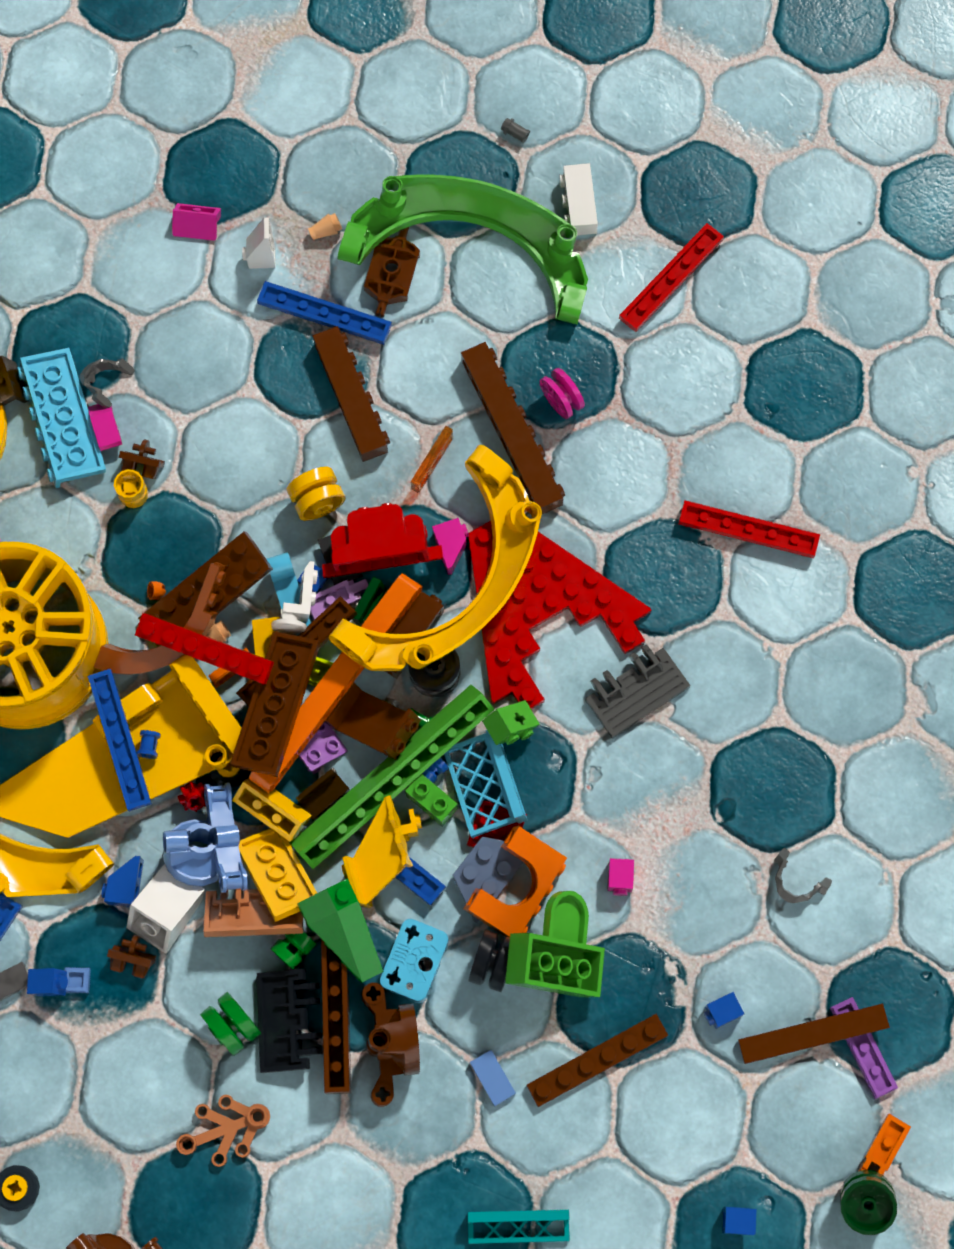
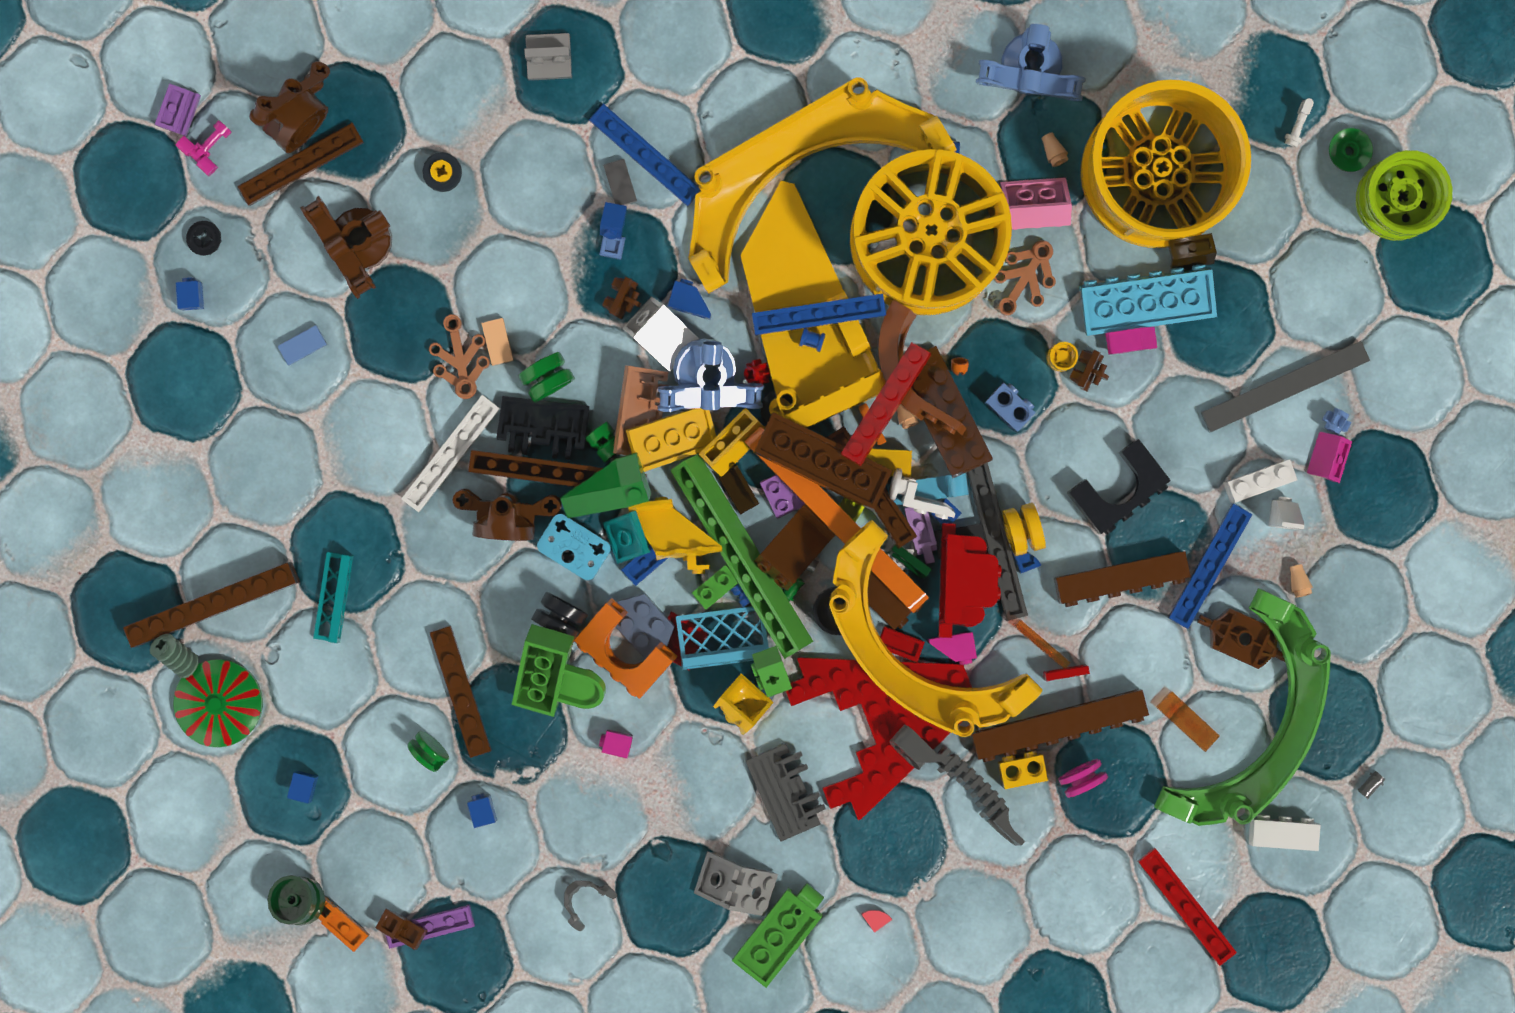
camera: 95 degrees right, 15 degrees up
(51, 538) = (1026, 275): none -> nougat plant
(88, 376) = (1185, 331): dark grey helmet -> none
(132, 274) = (1285, 386): none -> dark grey tile
(158, 219) = (1336, 421): none -> medium blue gear
(197, 535) = (1005, 412): none -> medium blue brick
(200, 1089) = (497, 341): none -> light nougat tile
(230, 277) = (1260, 481): none -> white arch
(246, 384) = (1149, 480): none -> black arch
(308, 533) = (997, 541): none -> dark grey tile
(333, 1119) = (450, 453): none -> white plate
(351, 490) = (1026, 562): none -> blue tile
(393, 903) = (626, 537): none -> teal tile
(458, 432) = (1066, 672): none -> red tile
(458, 596) = (902, 644): none -> red tile
(485, 308) = (1188, 721): none -> clear orange tile
(492, 1078) = (461, 597): medium blue tile -> none
(552, 746) = (743, 704): none -> yellow brick
(567, 558) = (918, 753): none -> dark grey piece
(571, 454) = (1023, 776): none -> yellow brick
(672, 1080) = (428, 751): none -> green head
(748, 715) = (735, 885): none -> light grey bracket
(749, 529) = (919, 927): red plate -> none
(750, 574) = (876, 919): none -> coral tile
(787, 668) = (779, 934): none -> bright green hinge
(813, 1033) = (448, 885): reddish brown tile -> none
(873, 1077) = (401, 928): none -> reddish brown slope

